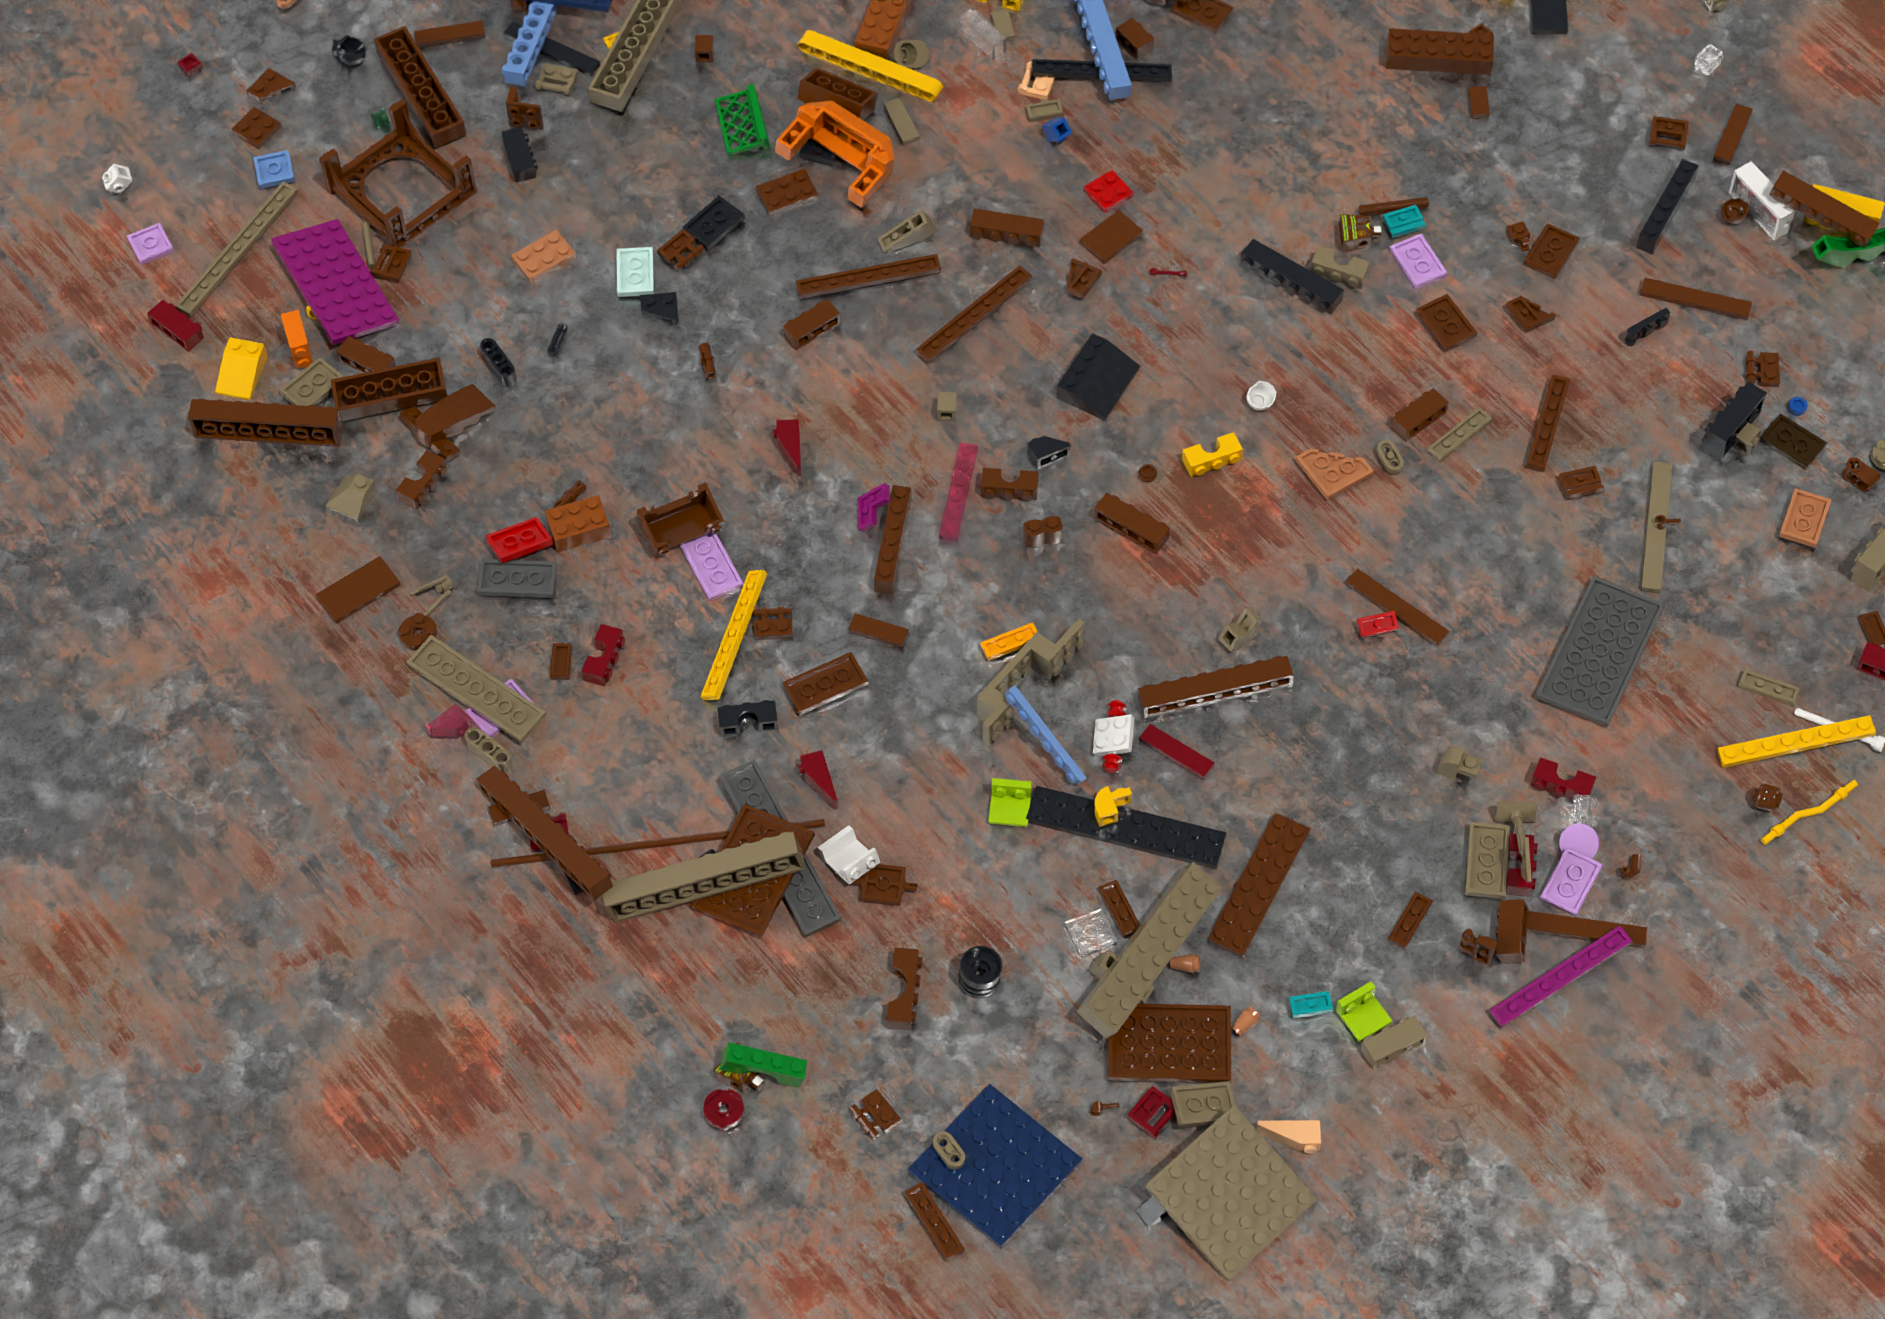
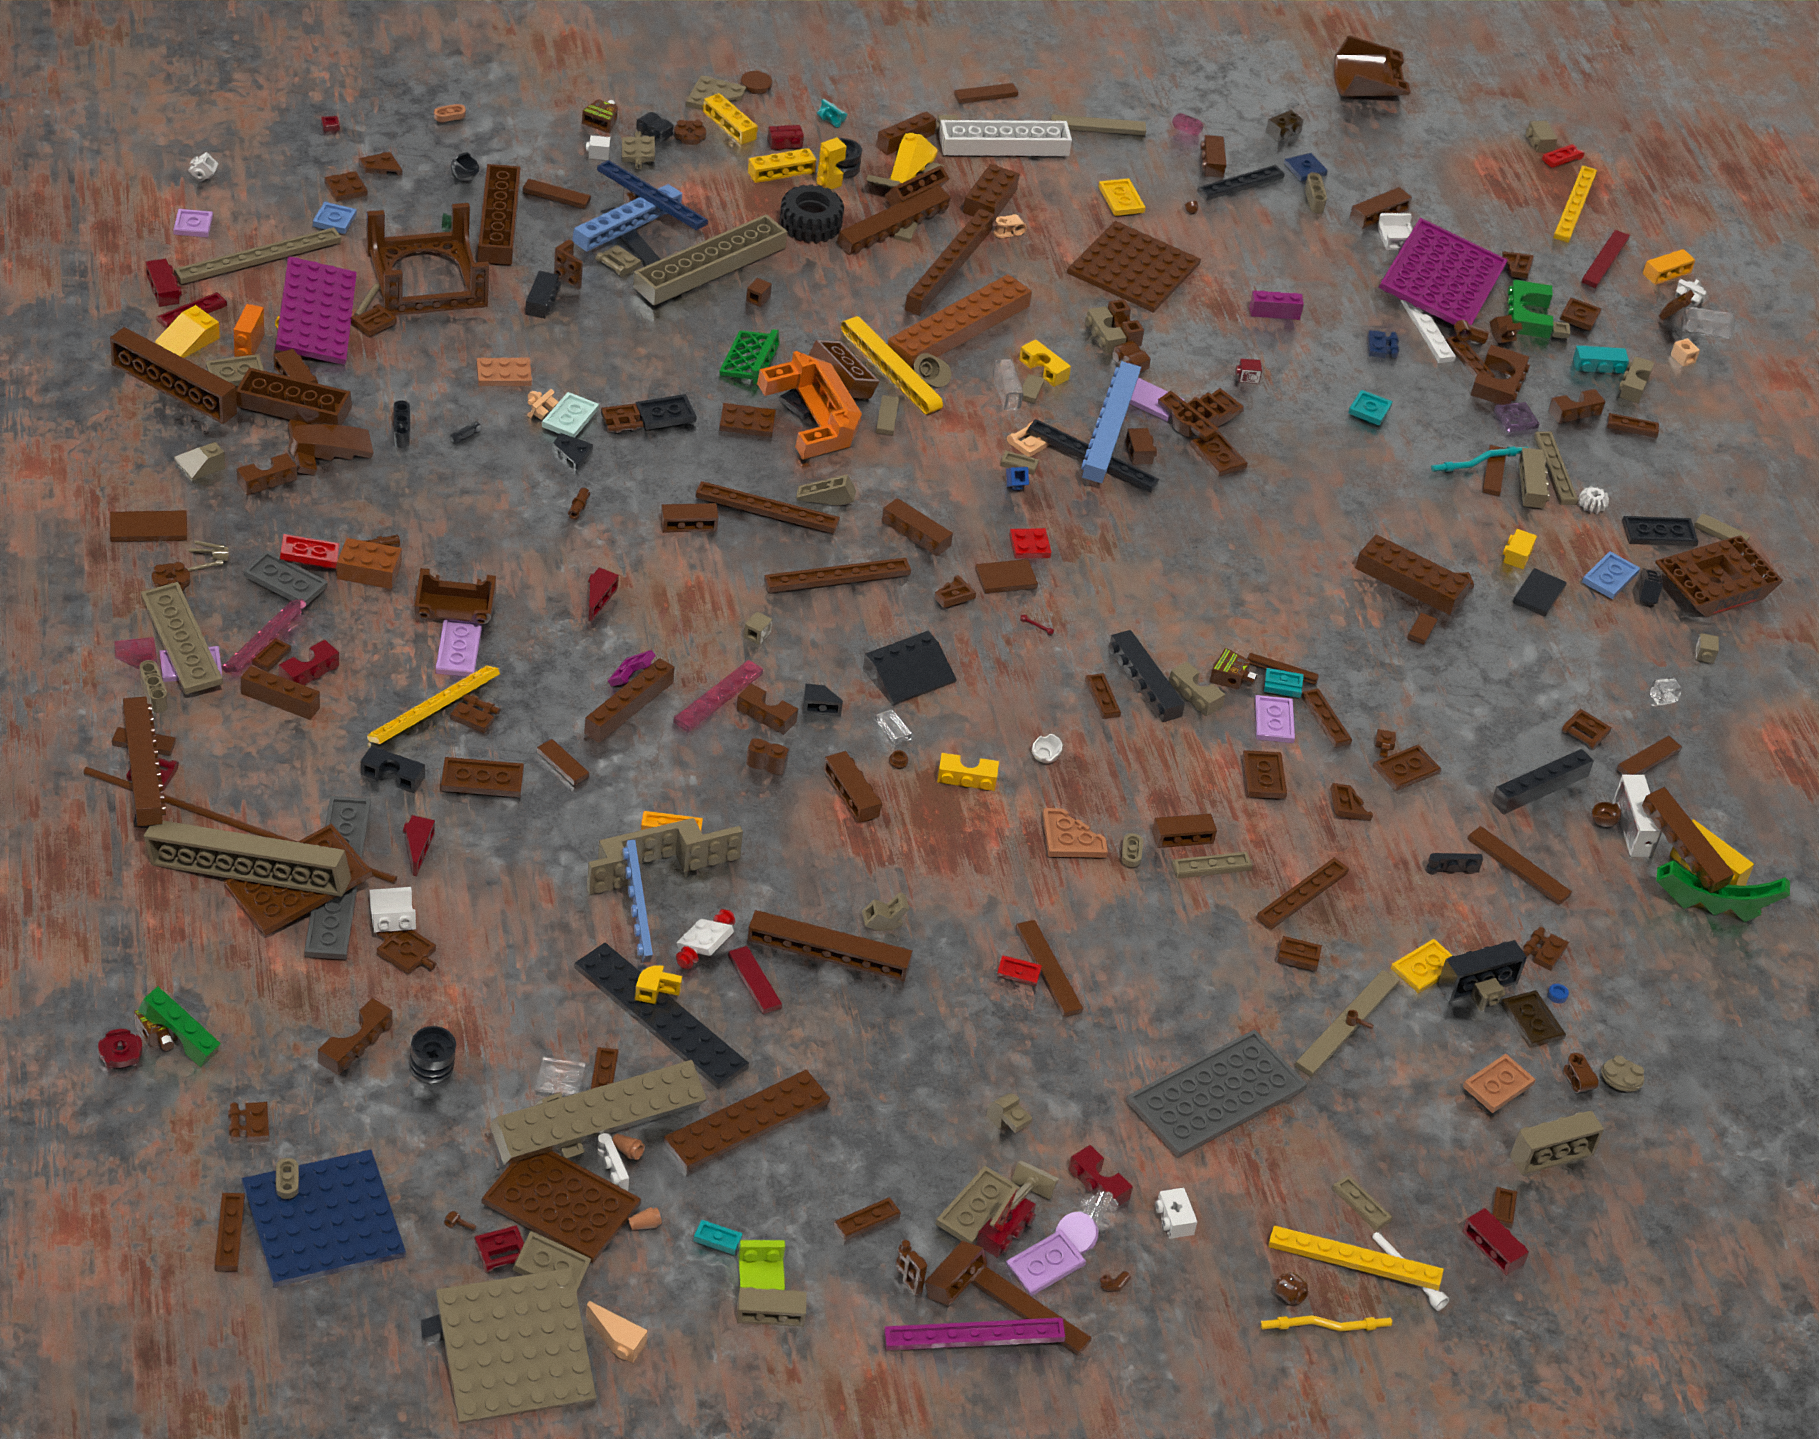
camera: 20 degrees right, 15 degrees down
(229, 328) = (207, 304): none -> dark red tile
(543, 647) = (260, 640): none -> clear pink plate
(600, 273) = (538, 403): none -> light nougat hips
(600, 696) = (280, 692): none -> reddish brown brick
(1010, 802) = (571, 941): lime bracket -> none
(1120, 442) = (893, 726): none -> clear tile
(1186, 985) = (612, 1161): none -> white plate
(1268, 315) = (1103, 696): none -> reddish brown tile
(1458, 237) = (1326, 718): none -> reddish brown tile
(1640, 779) = (1176, 1213): none -> white brick
(1682, 437) = (1422, 966): none -> yellow tile

